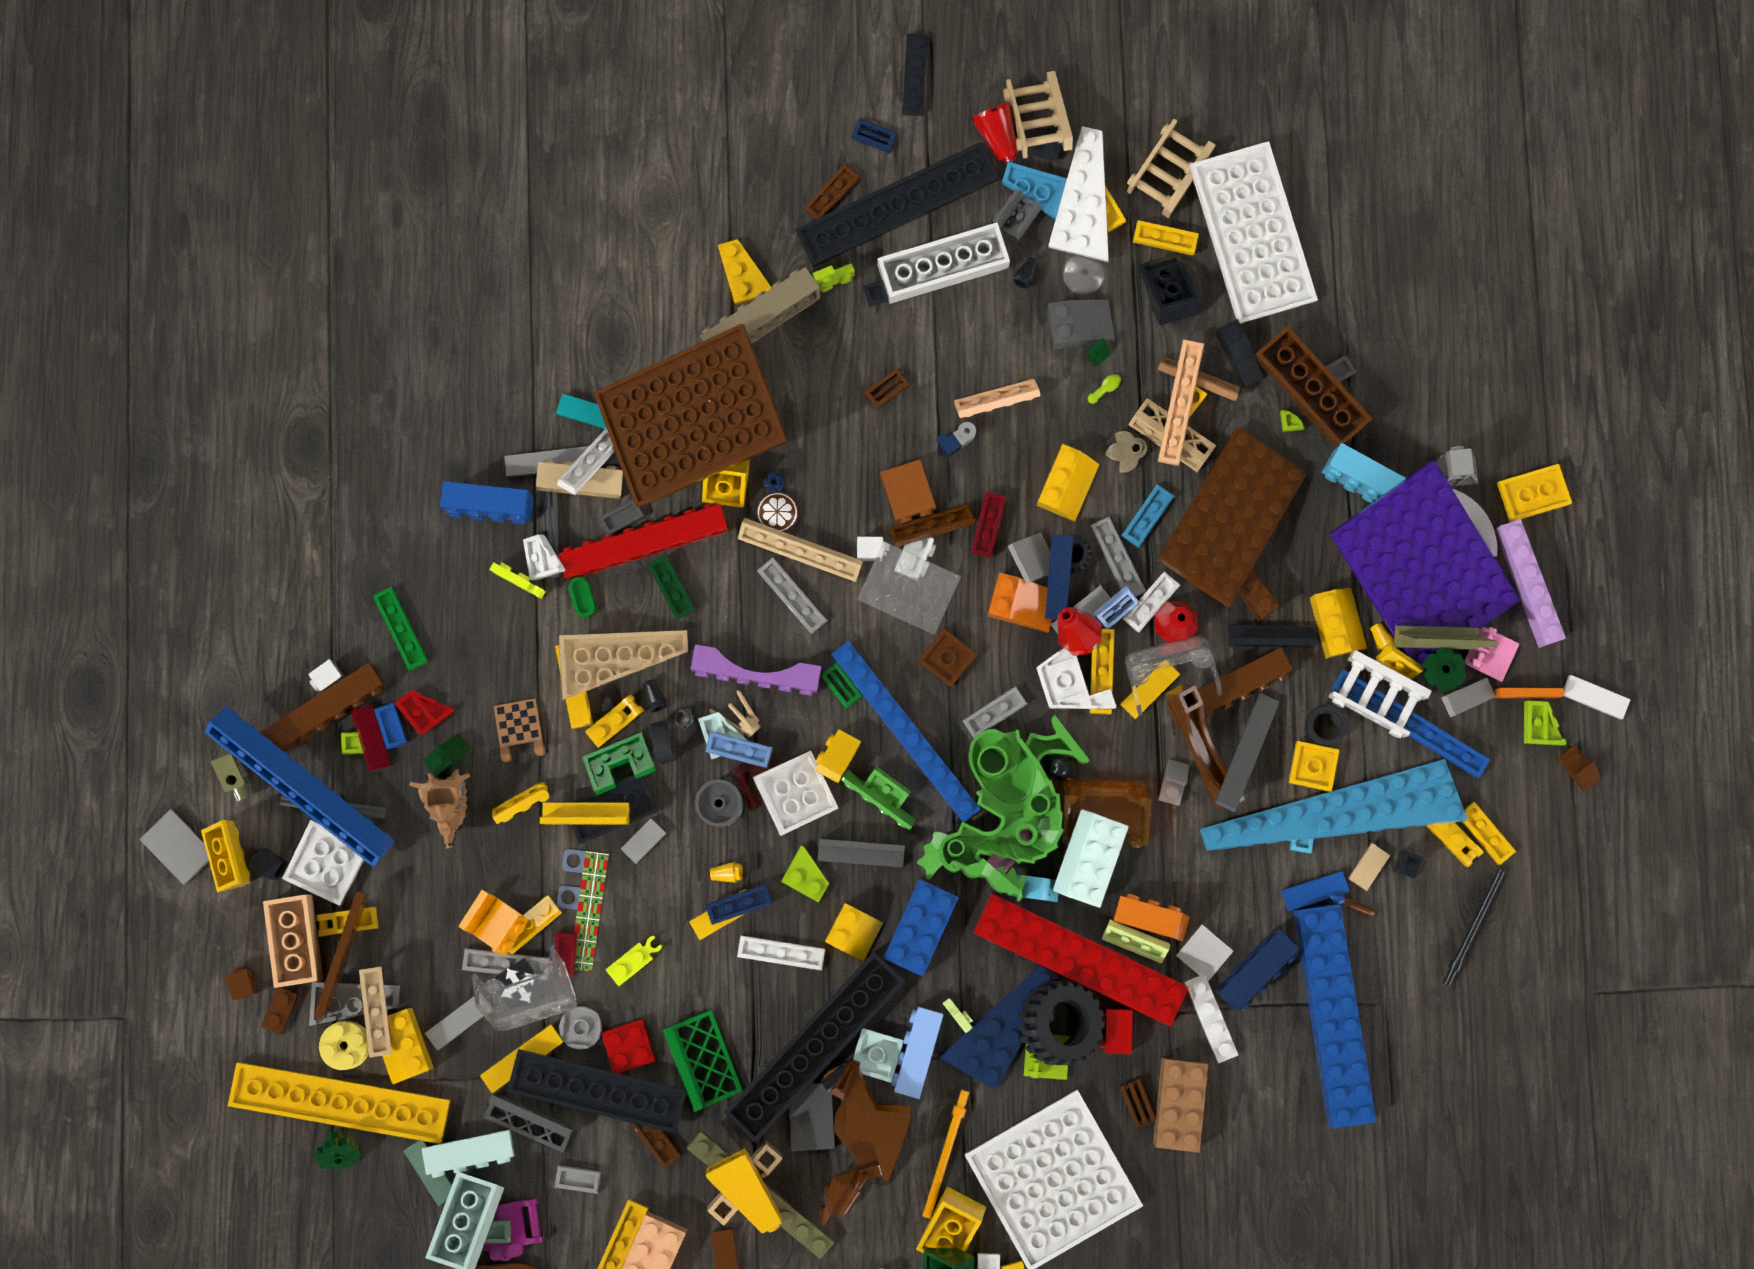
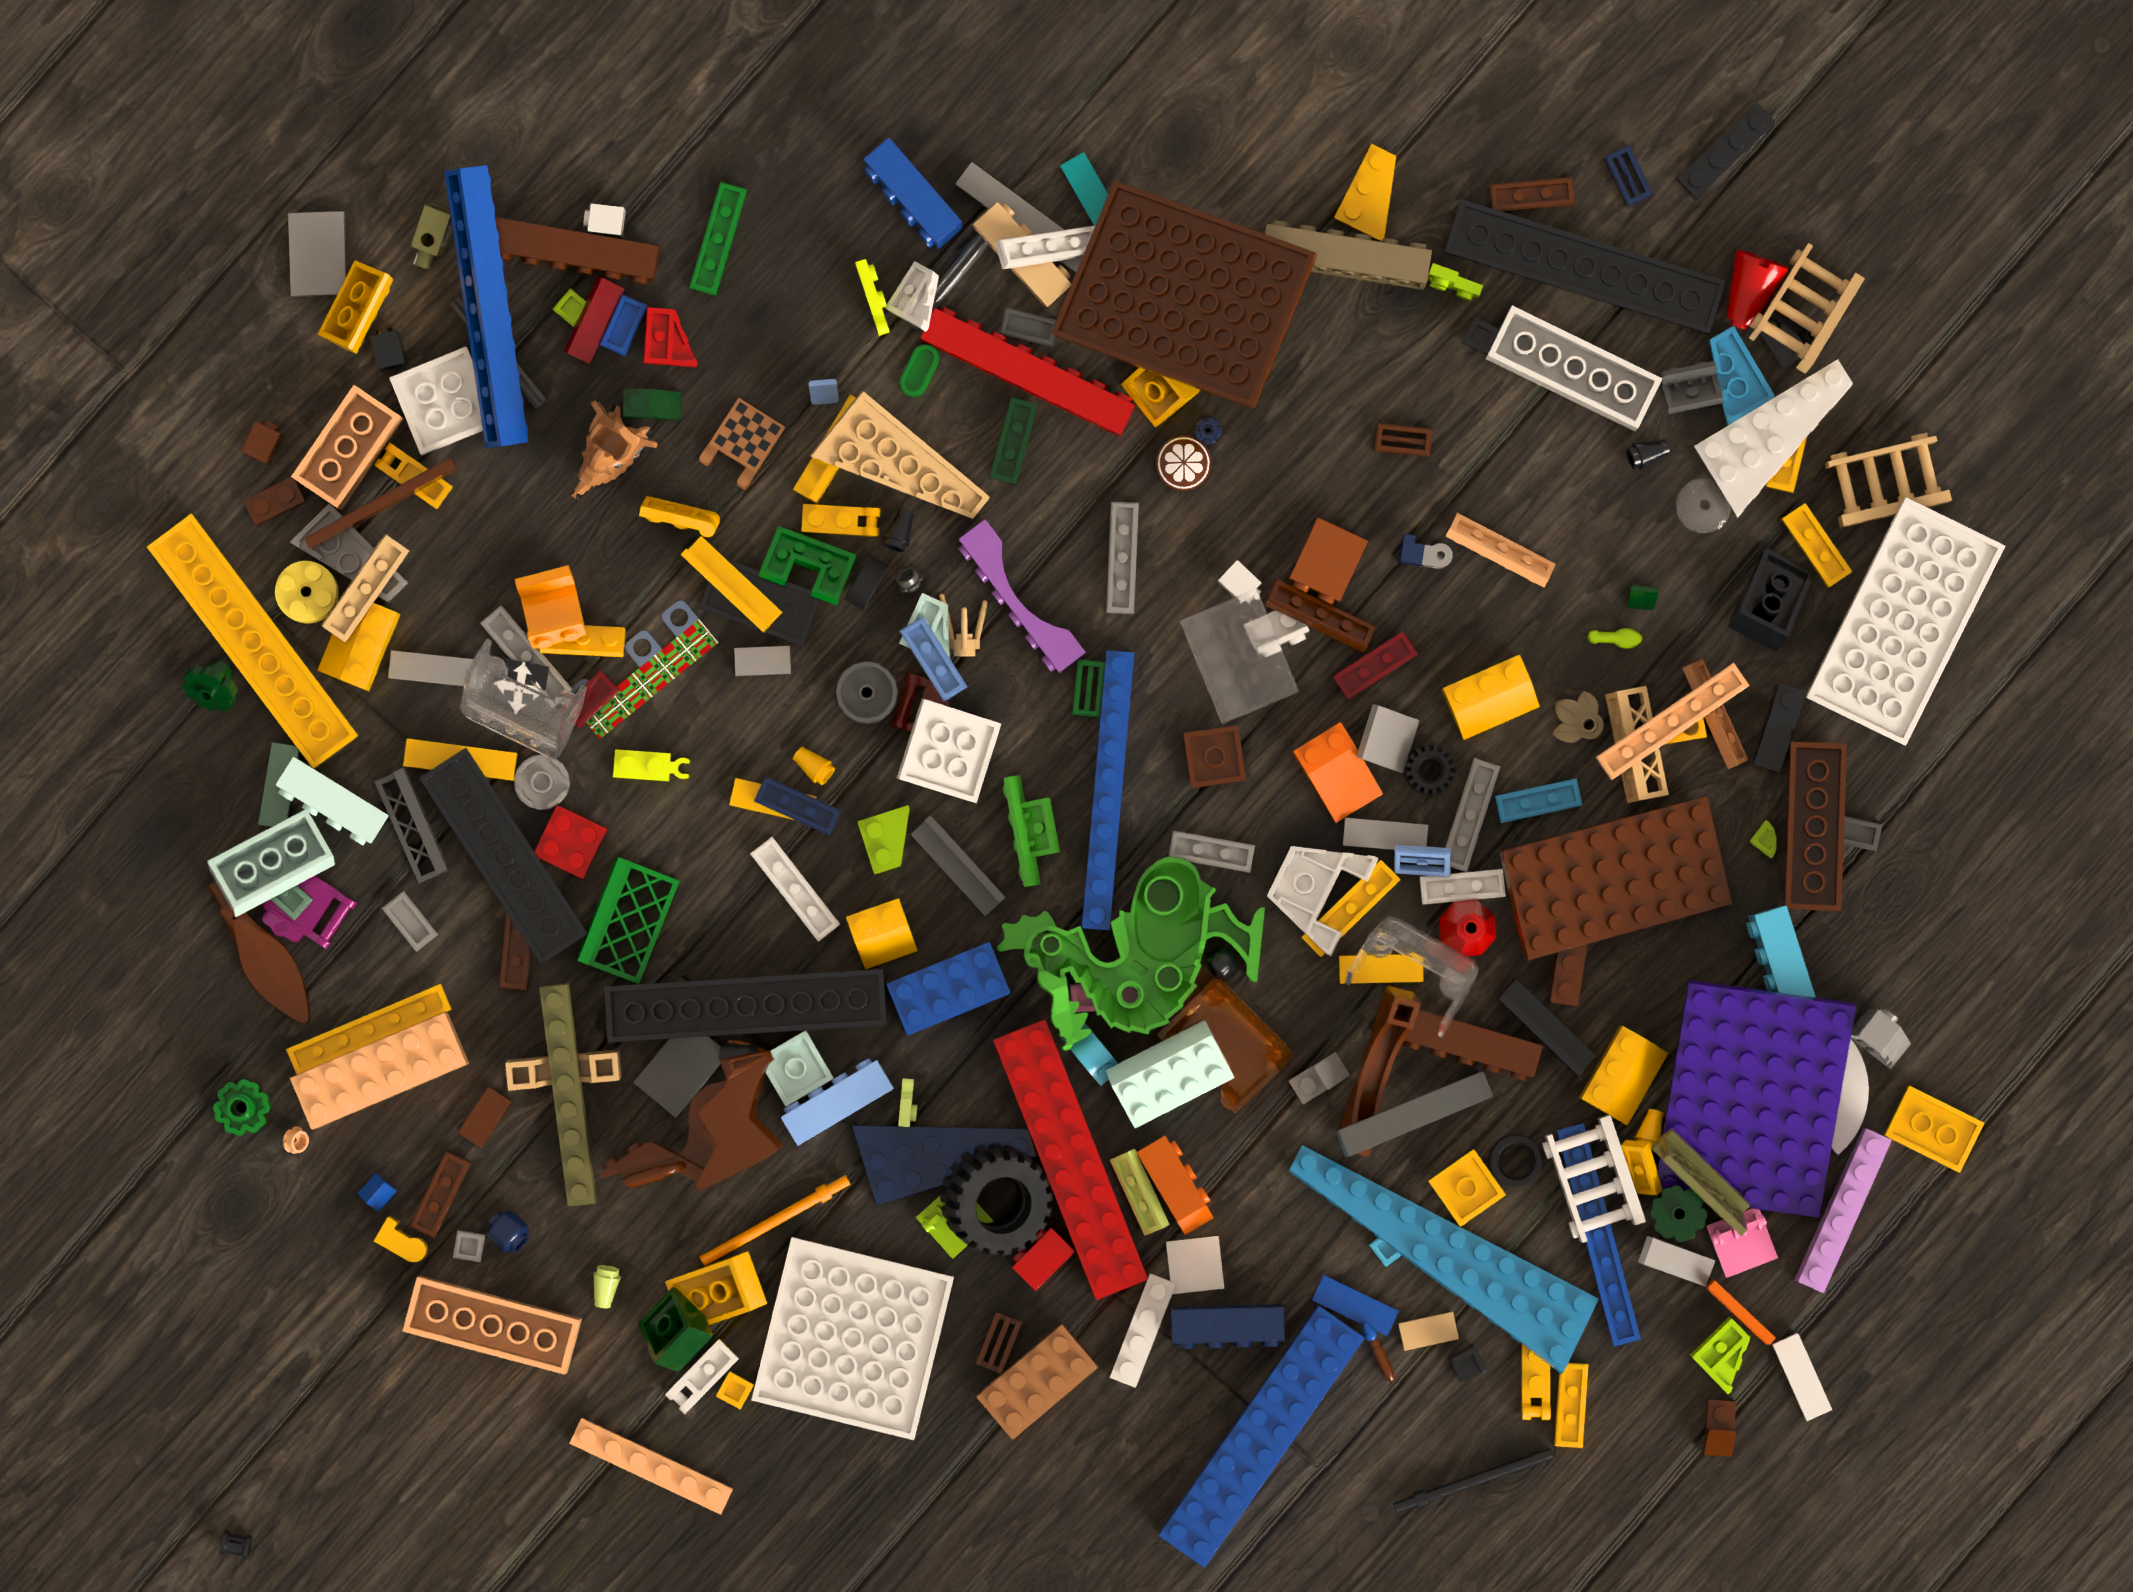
camera: 40 degrees right, 5 degrees up
(538, 658) = (823, 391): none -> light blue slope
(744, 1188) = (560, 1071): yellow slope -> none
(800, 549) = (1171, 520): tan plate -> none
(837, 756) = (1021, 753): yellow brick -> none
(1058, 575) = (1394, 780): dark blue tile -> none
(1078, 631) = (1362, 849): red cone -> none
(1079, 322) = (1653, 552): dark grey slope -> none

